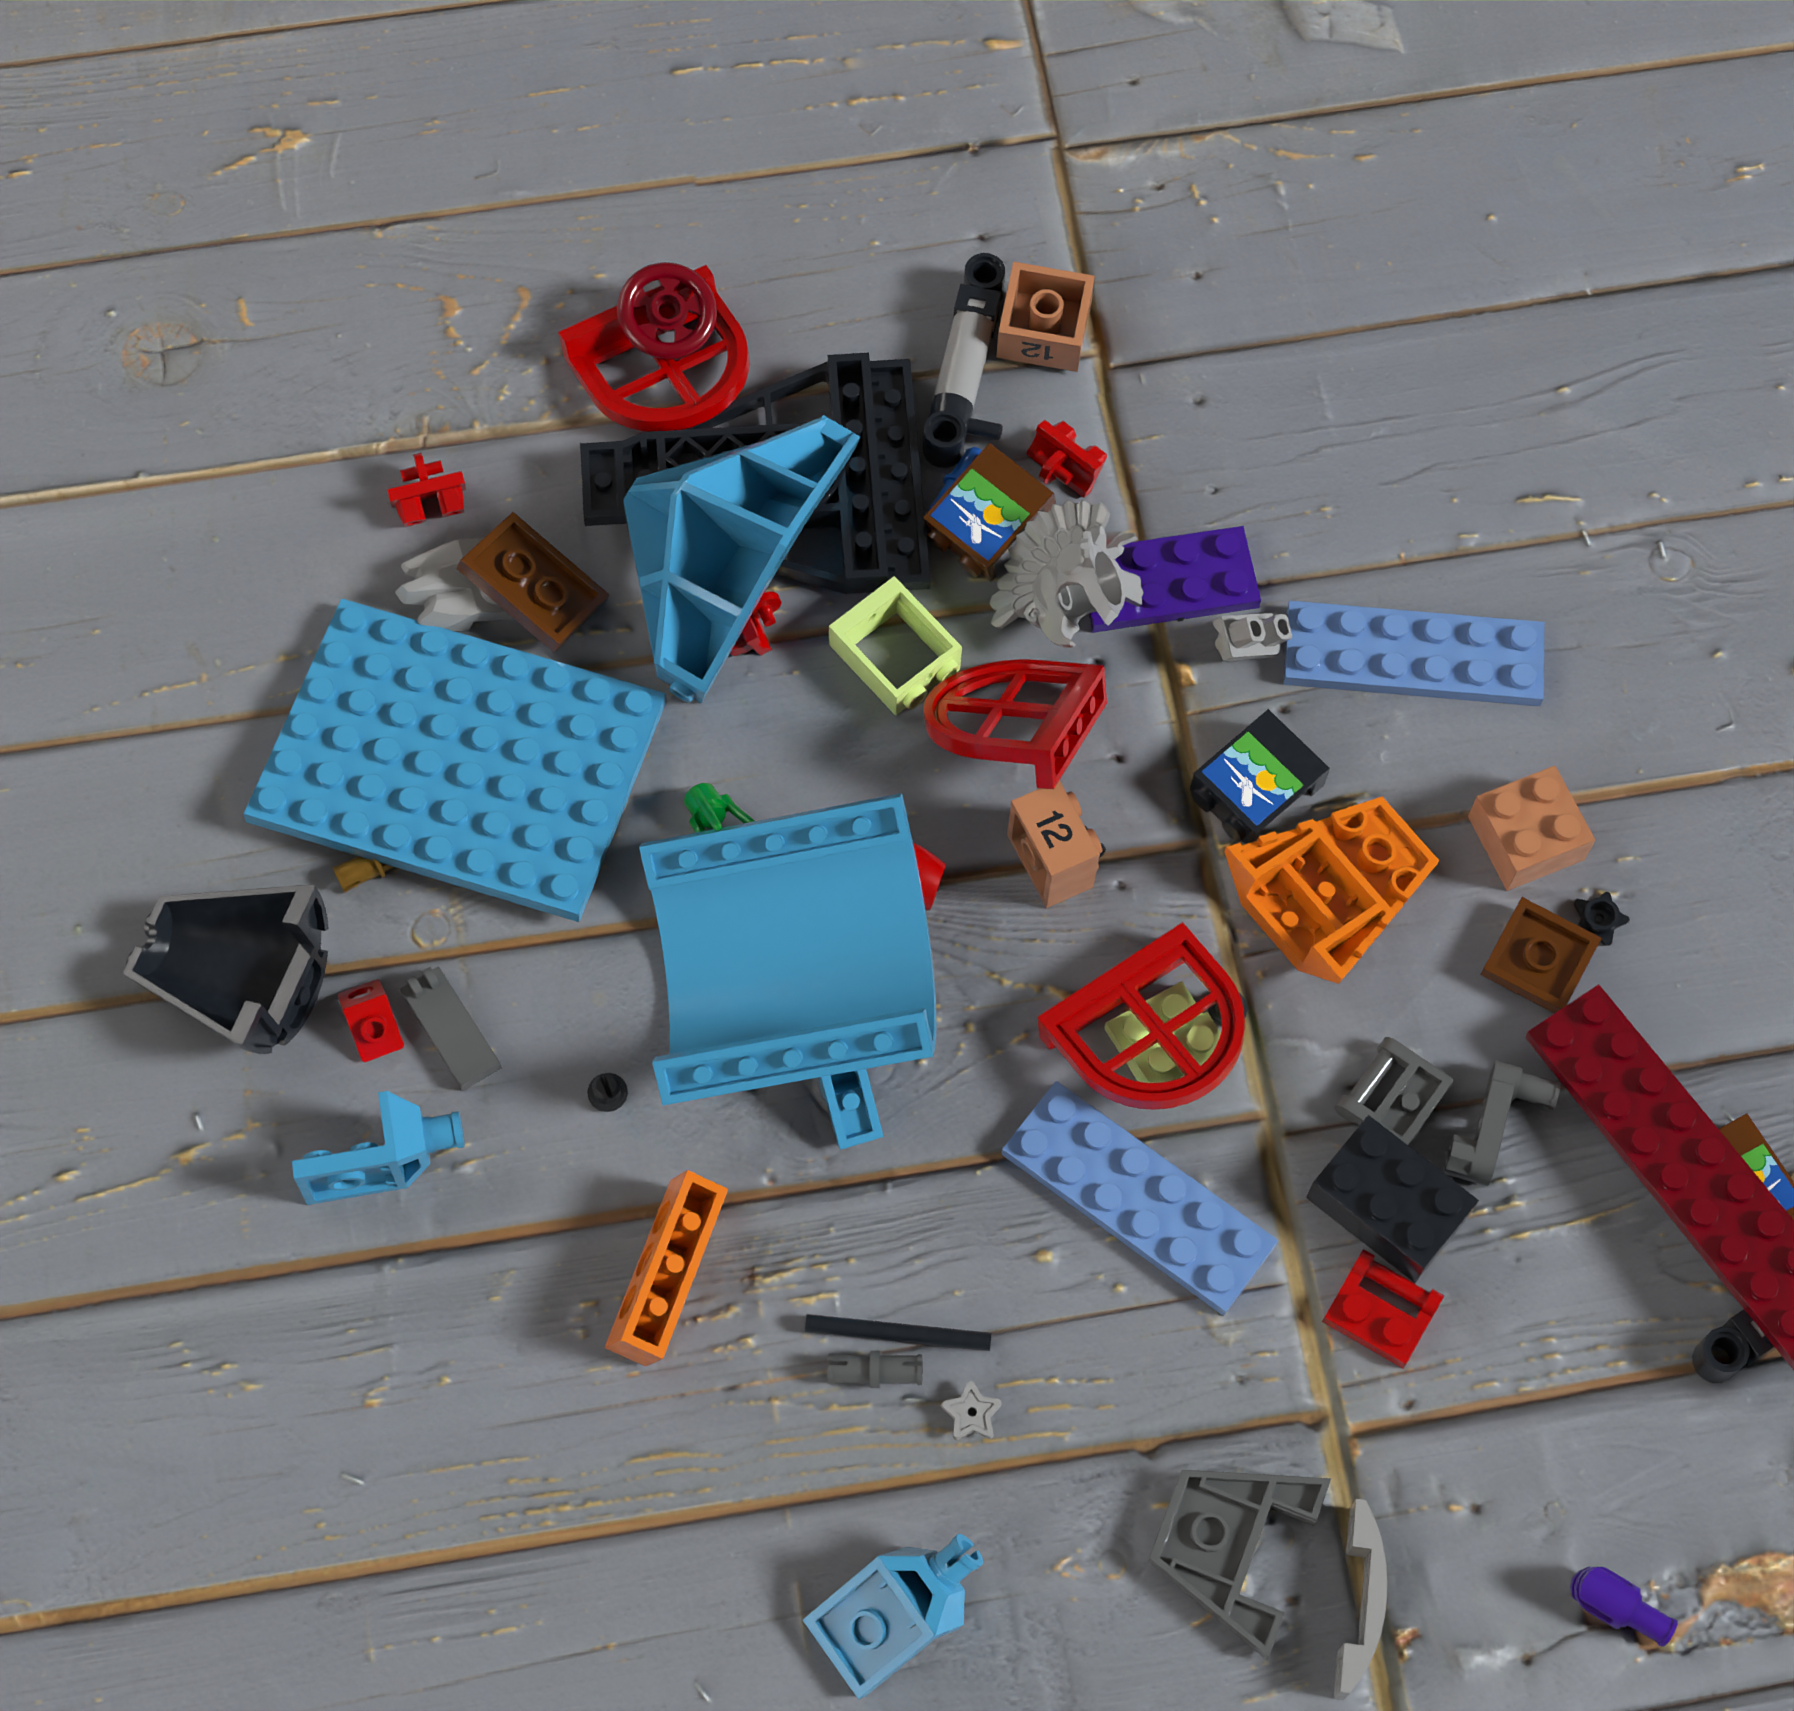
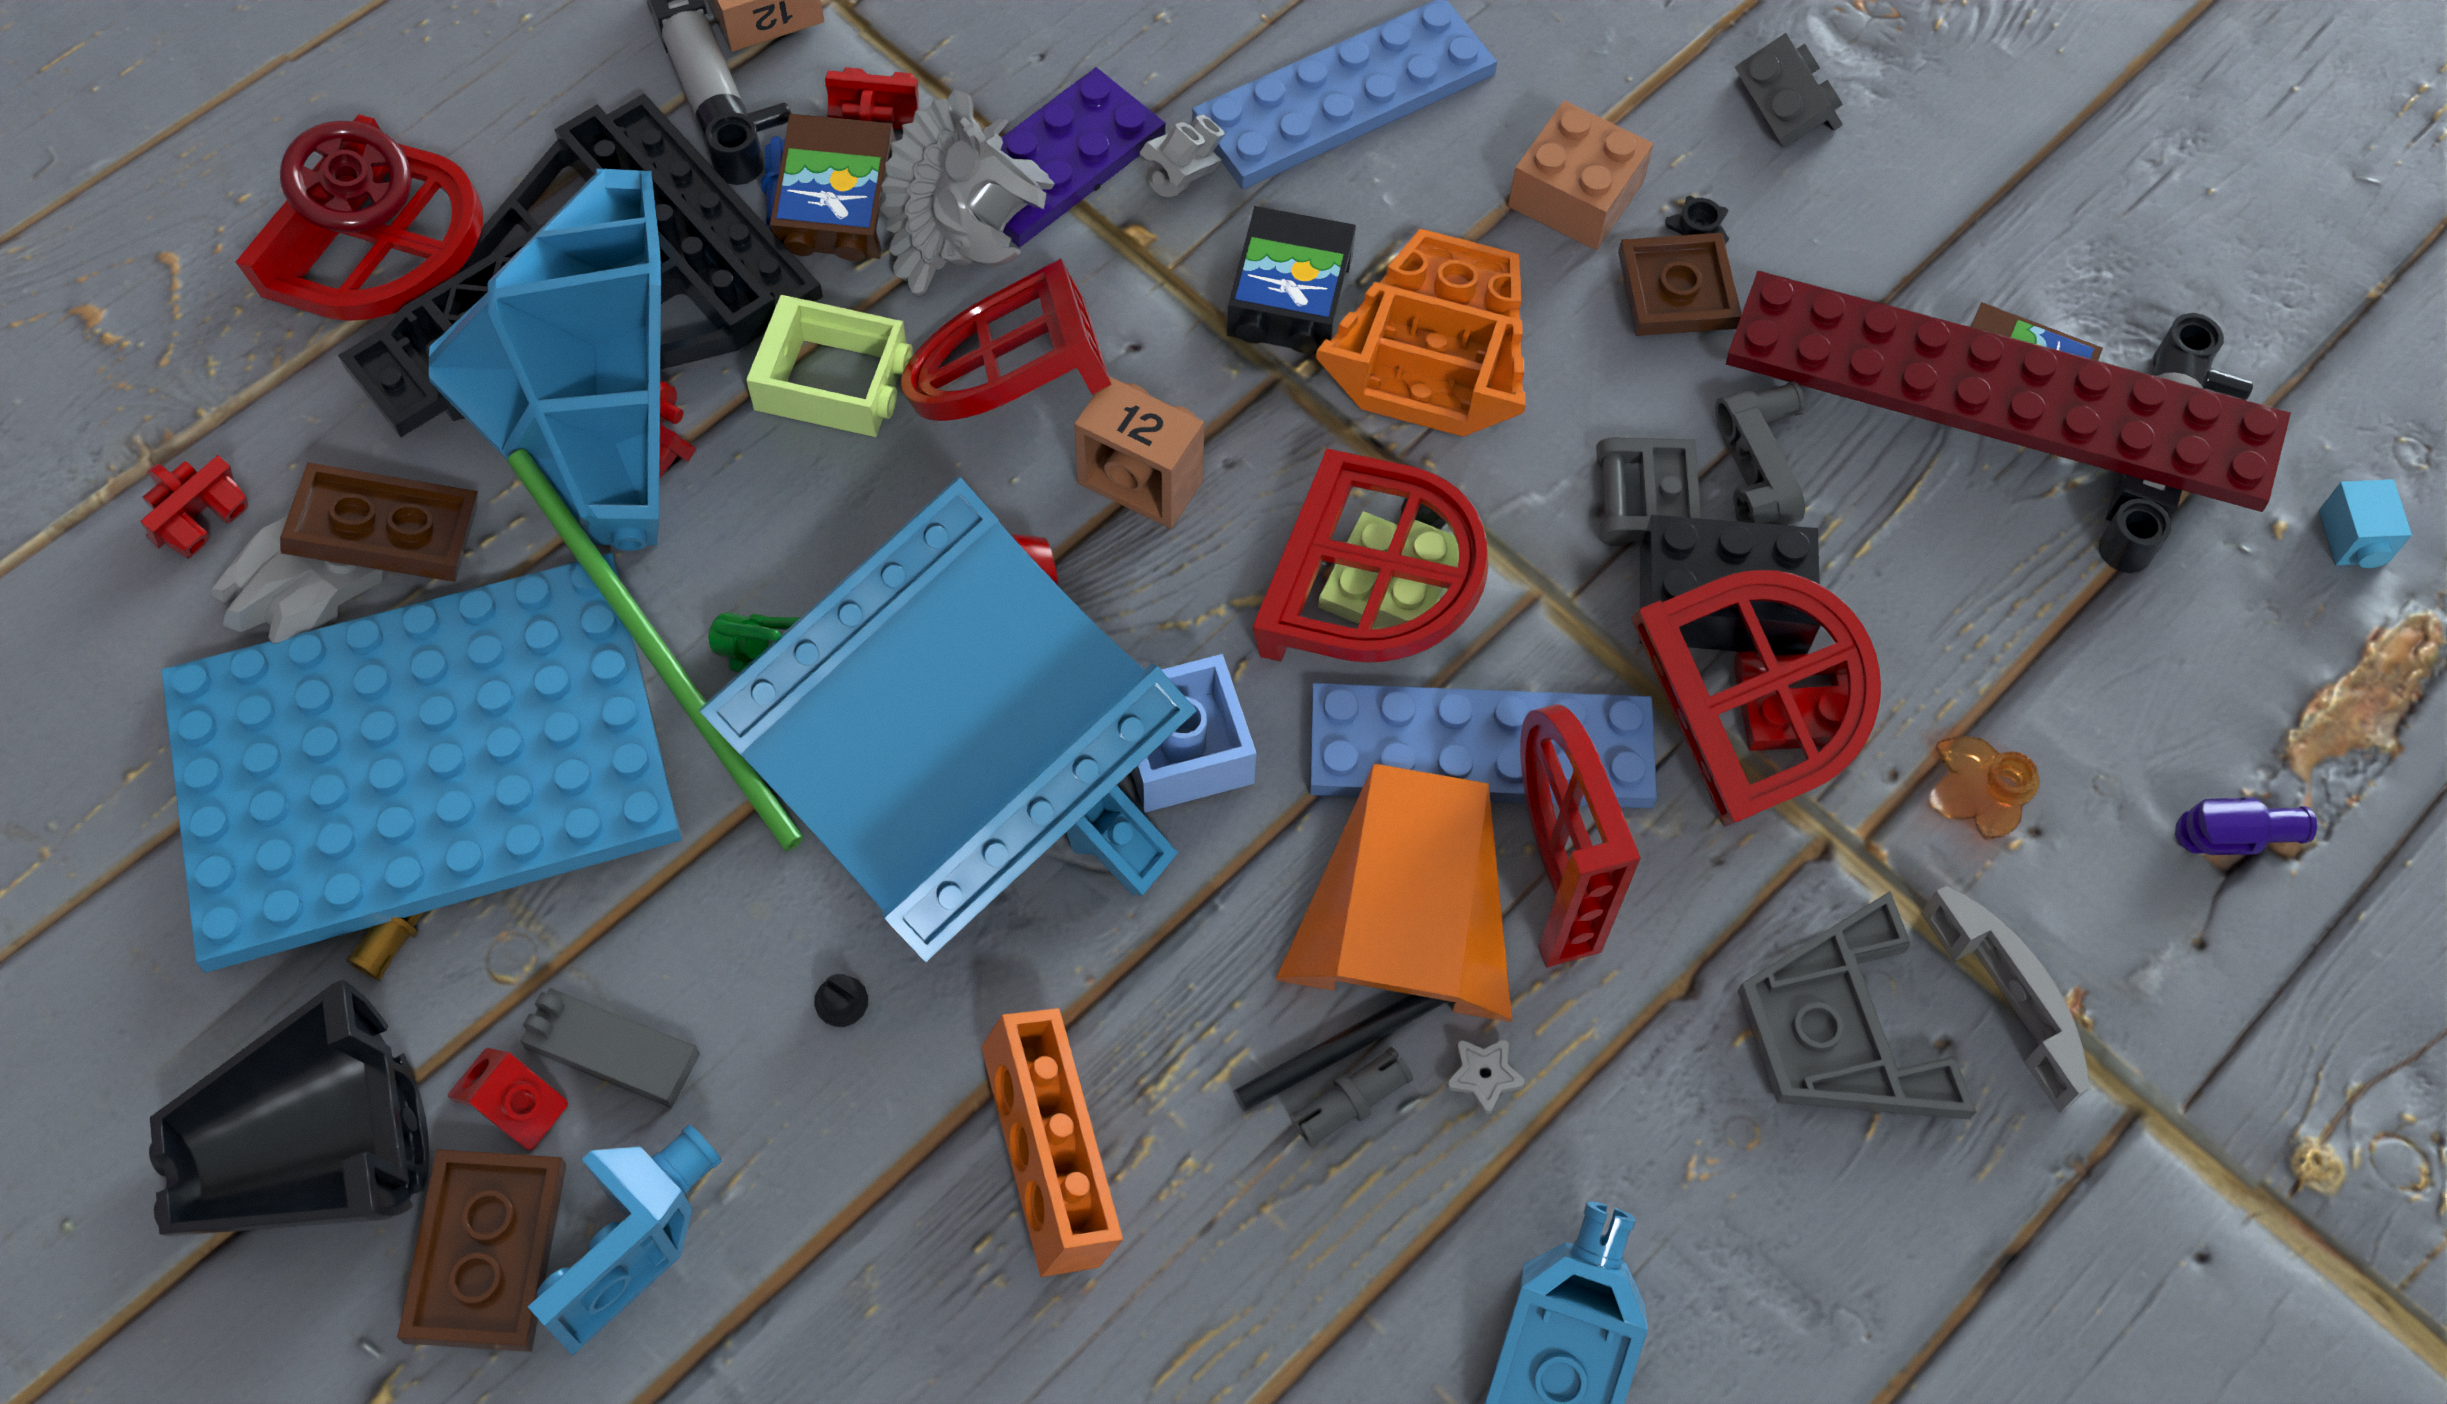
camera: 35 degrees left, 5 degrees down
(296, 1104) = (482, 1250): none -> reddish brown plate
(646, 771) = (653, 647): none -> bright green piece
(954, 1074) = (1208, 751): none -> light blue brick
(1010, 1267) = (1410, 897): none -> orange wedge
(1105, 1338) = (1596, 877): none -> red window
(1293, 1272) = (1699, 712): none -> red window
(1455, 1452) = (1976, 787): none -> clear orange plate
(1750, 857) = (1787, 91): none -> dark grey bracket

